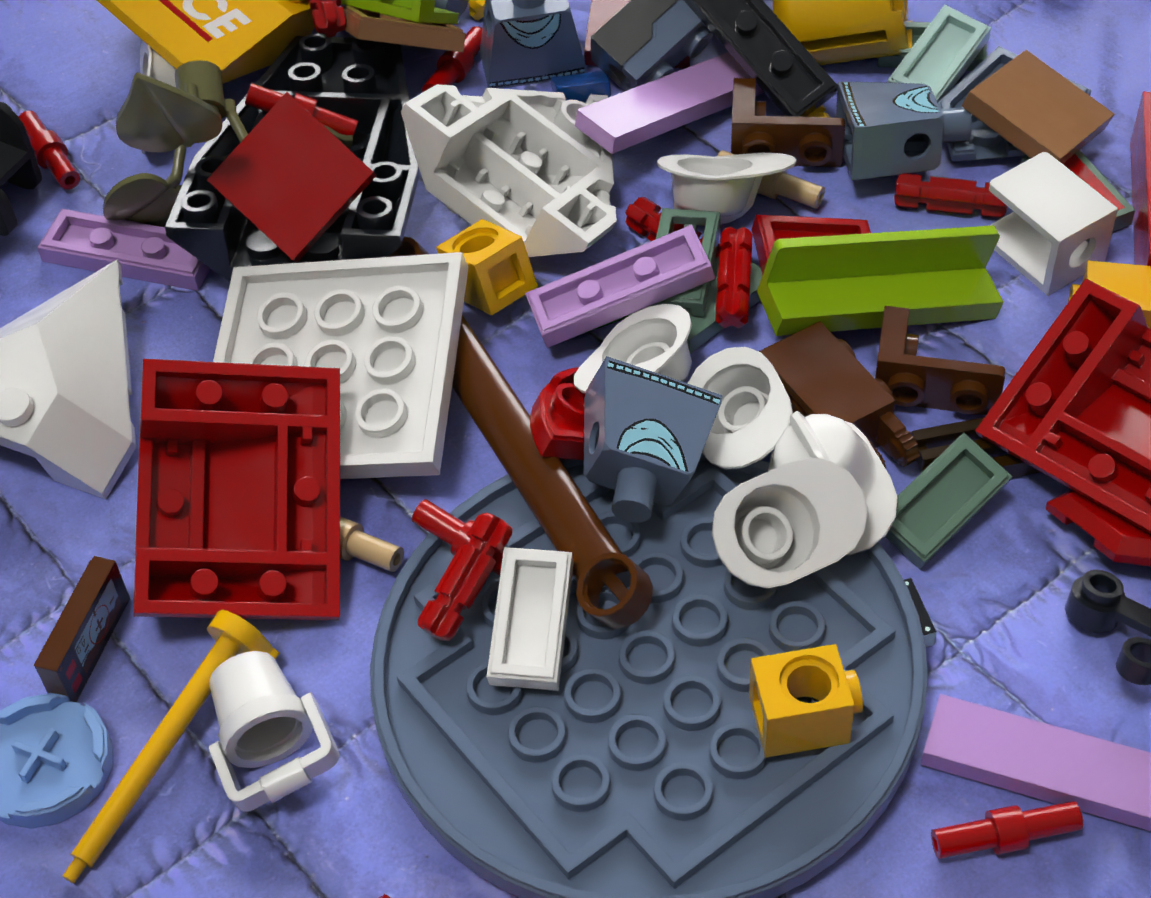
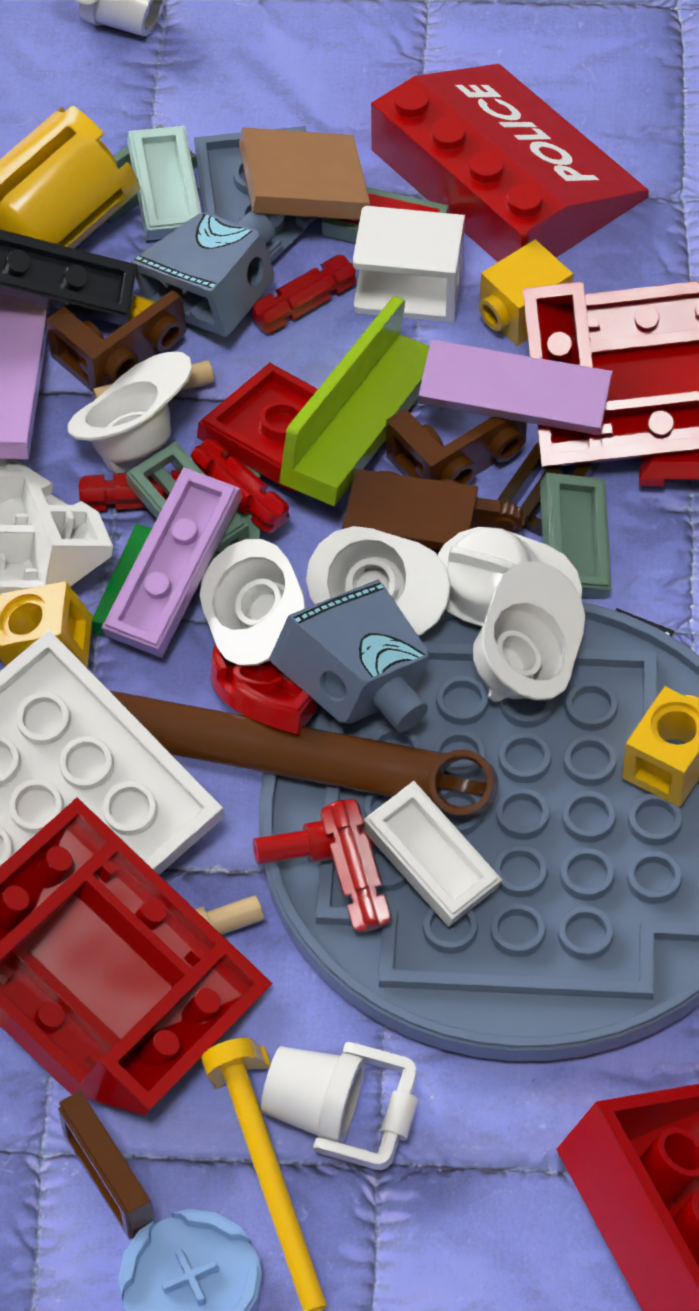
camera: 50 degrees left, 5 degrees up
(1005, 351) = (515, 387): none -> lavender tile

